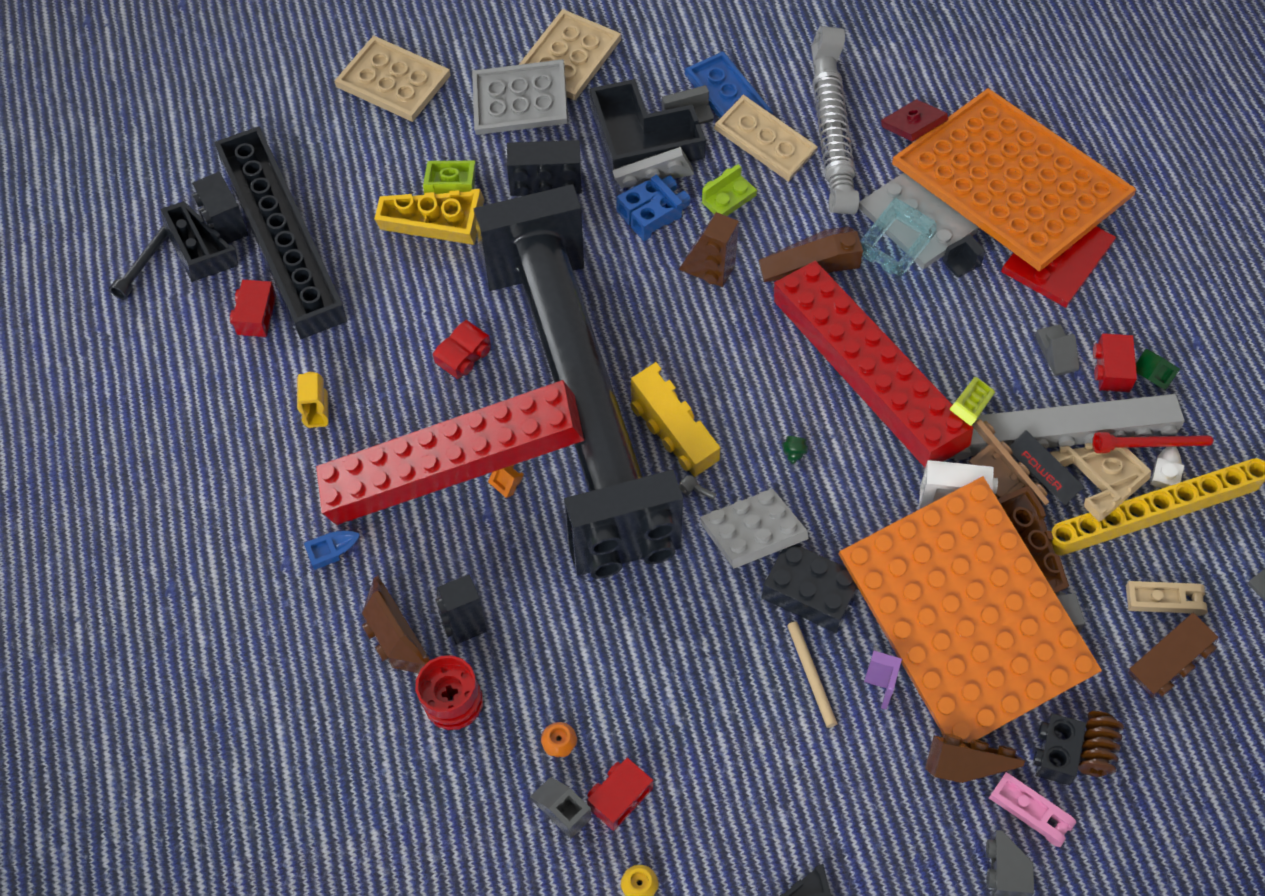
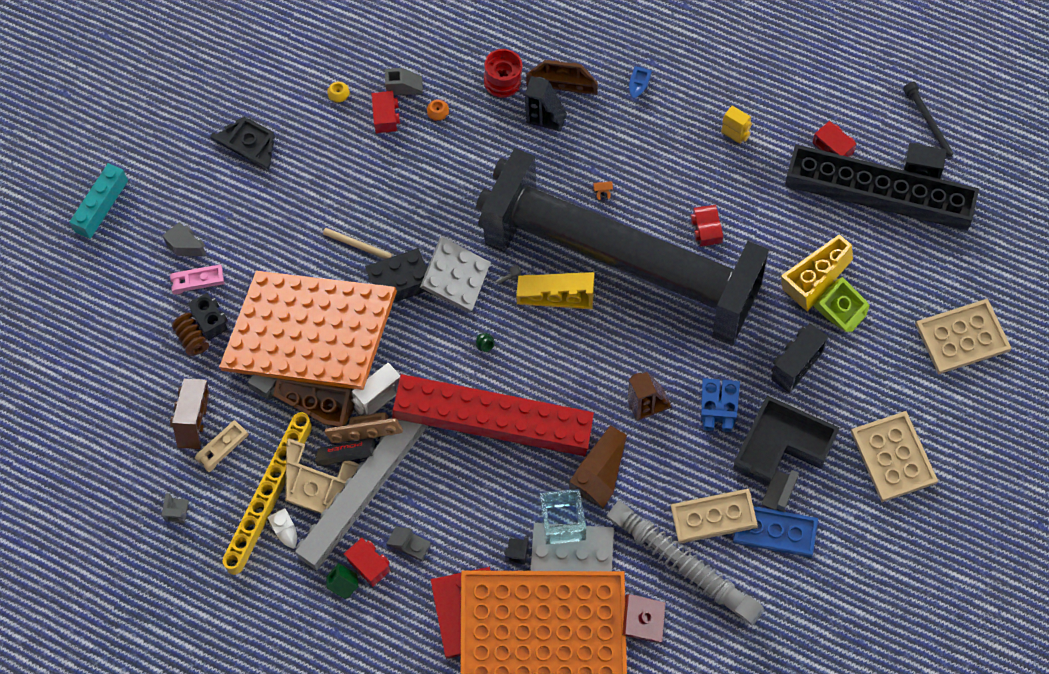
camera: 135 degrees right, 5 degrees up
(196, 244) = (901, 133): black wedge -> none
(449, 453) = (628, 151): brick -> none
(519, 97) = (877, 394): light grey plate -> none
(664, 164) = (743, 420): light grey wing -> none
(728, 192) = (690, 458): lime bracket -> none
(883, 672) = (320, 264): medium lavender panel -> none
(964, 761) = (242, 270): reddish brown slope -> none
(972, 401) = (414, 441): neon yellow tile -> none
(1104, 442) = (324, 497): red piece -> none

